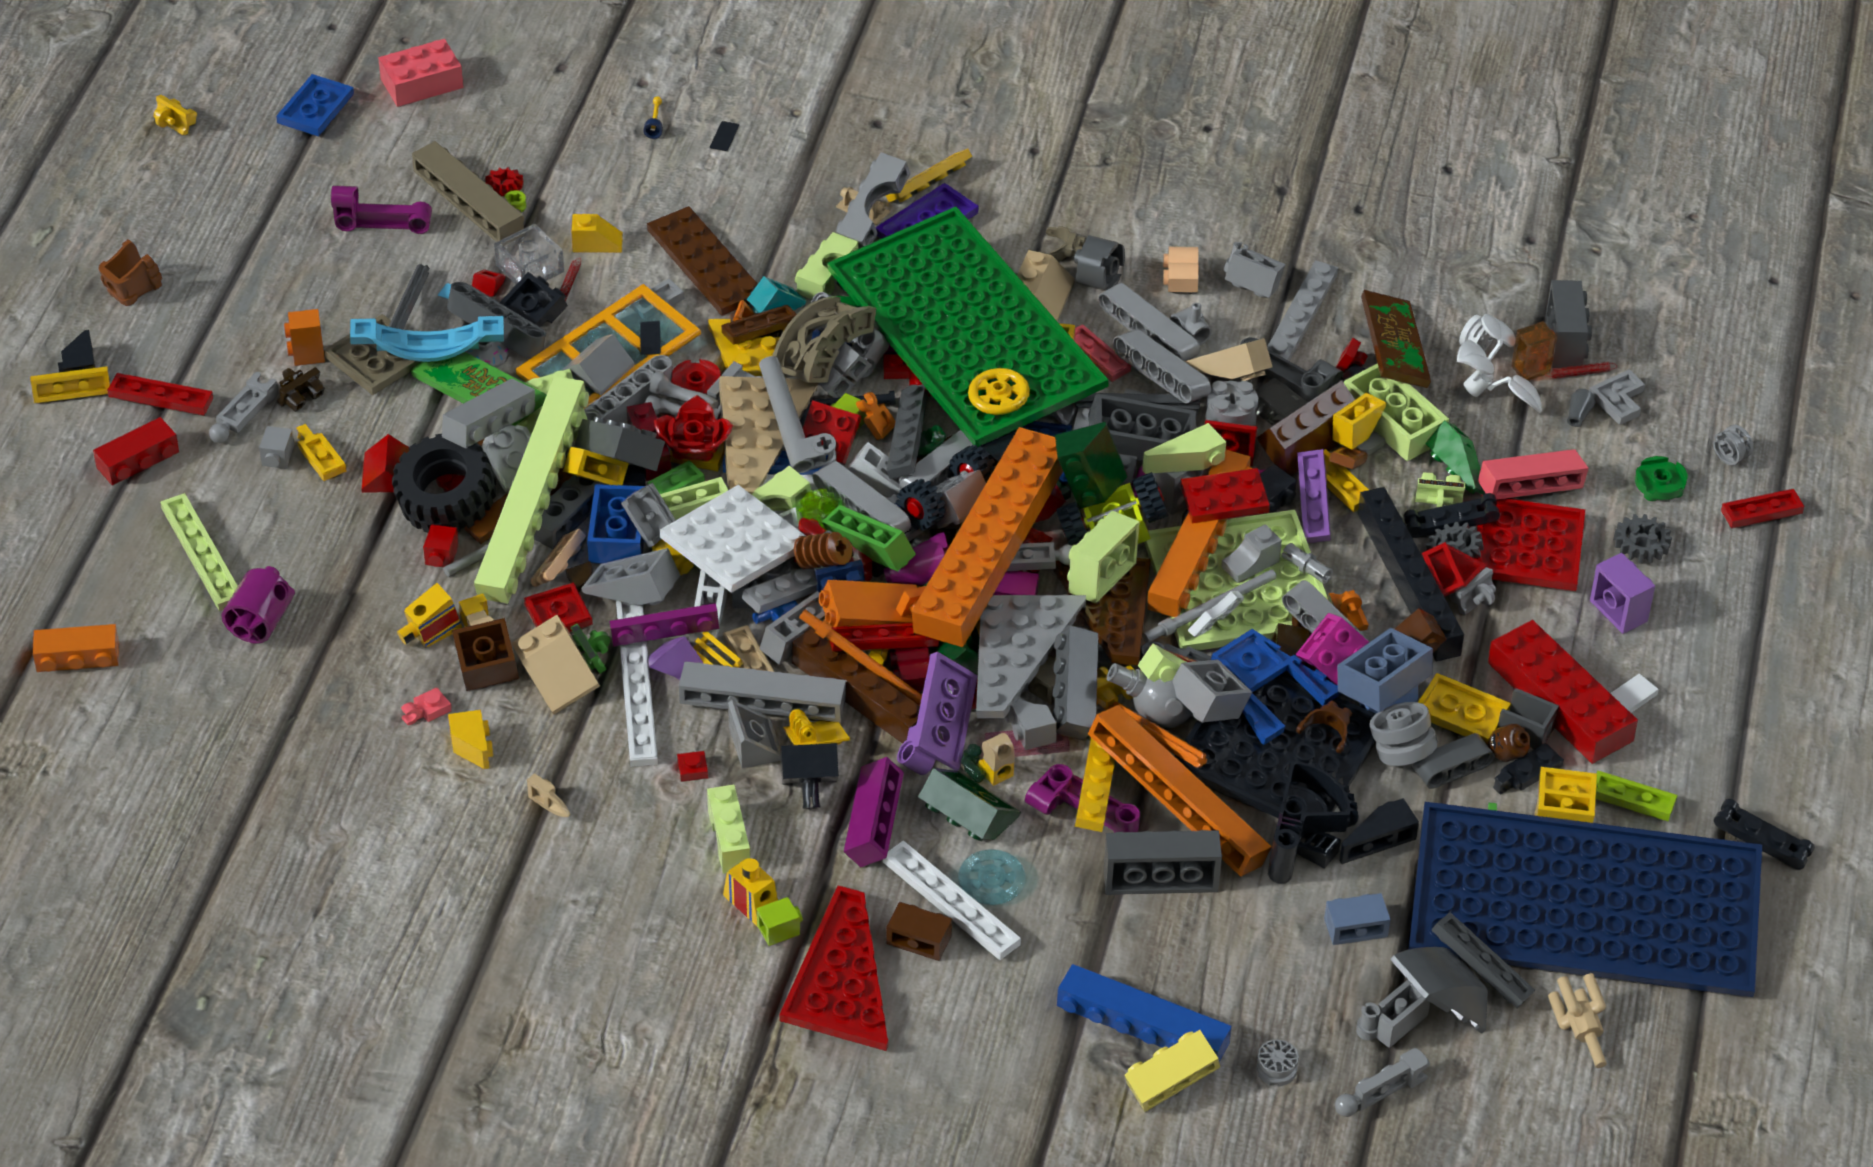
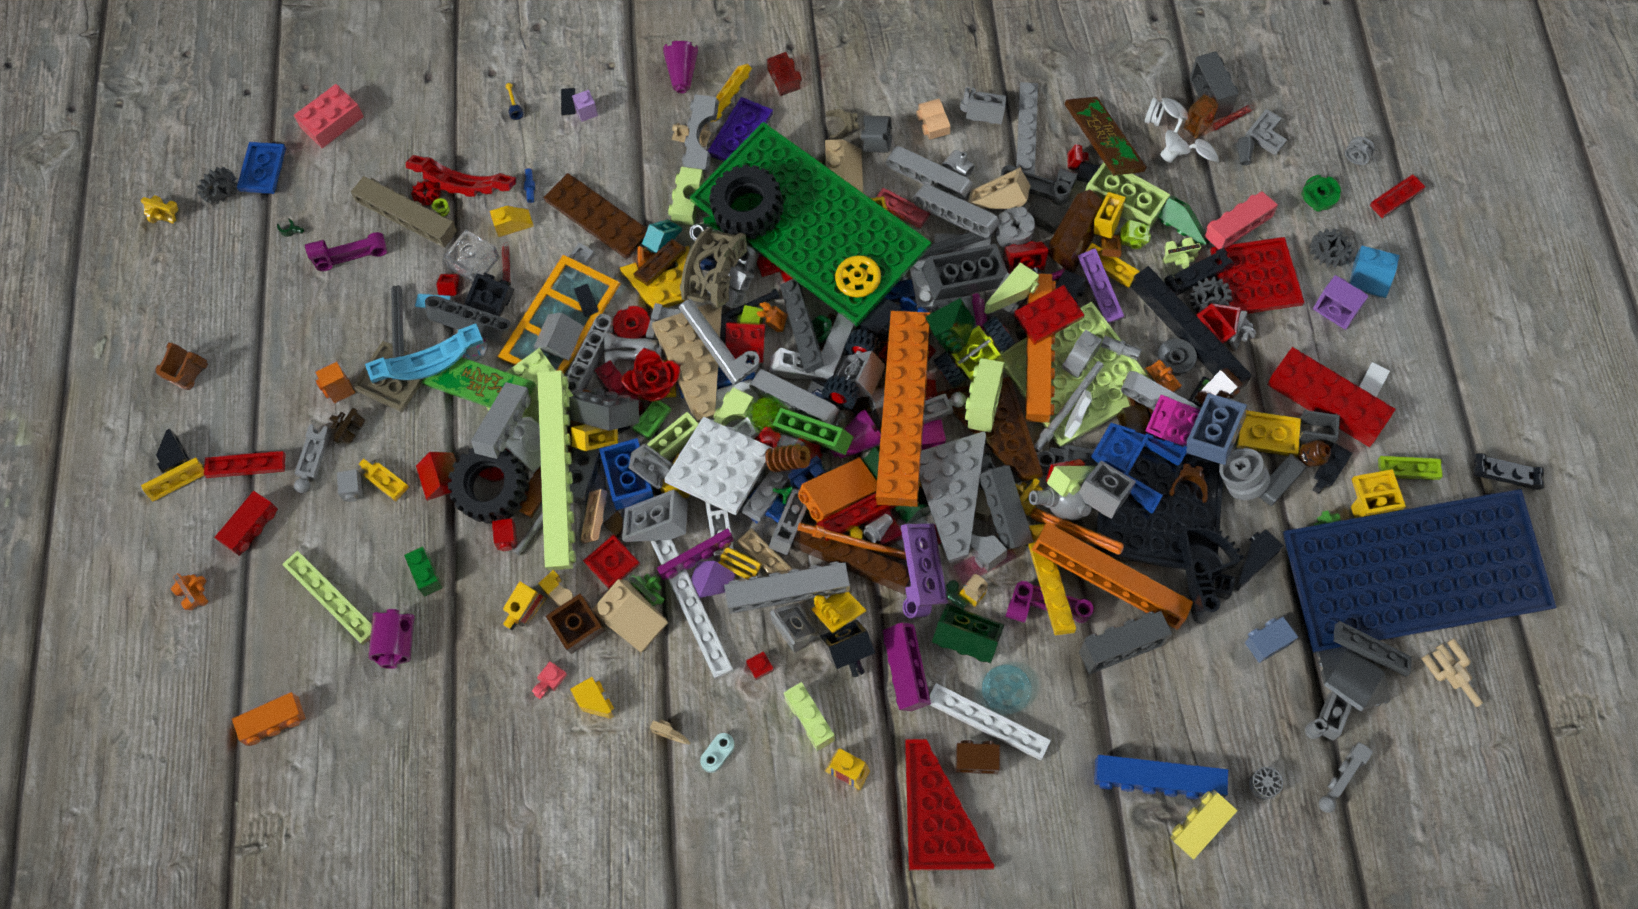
camera: 15 degrees left, 20 degrees up
(42, 496) = (192, 588): none -> orange hips
(254, 104) = (217, 185): none -> dark grey gear
(321, 178) = (291, 230): none -> dark green piece
(325, 555) = (423, 571): none -> green brick
(544, 179) = (458, 182): none -> red piece
(601, 837) = (718, 752): none -> light aqua plate
(635, 207) = (529, 185): none -> blue bar
(742, 142) = (585, 105): none -> lavender brick
(779, 921) = (877, 787): lime brick -> none
(803, 592) = (786, 492): none -> green bar
(884, 126) = (681, 63): none -> magenta cone
(891, 256) = (743, 181): none -> black tyre
(902, 657) = (876, 529): none -> light grey cone
(908, 600) = (868, 479): orange plate -> none
(1010, 173) = (783, 73): none -> clear red brick
(1381, 595) = (1182, 350): none -> dark grey dish
(1387, 455) = (1135, 234): none -> lime brick
(1688, 577) = (1374, 271): none -> dark azure slope

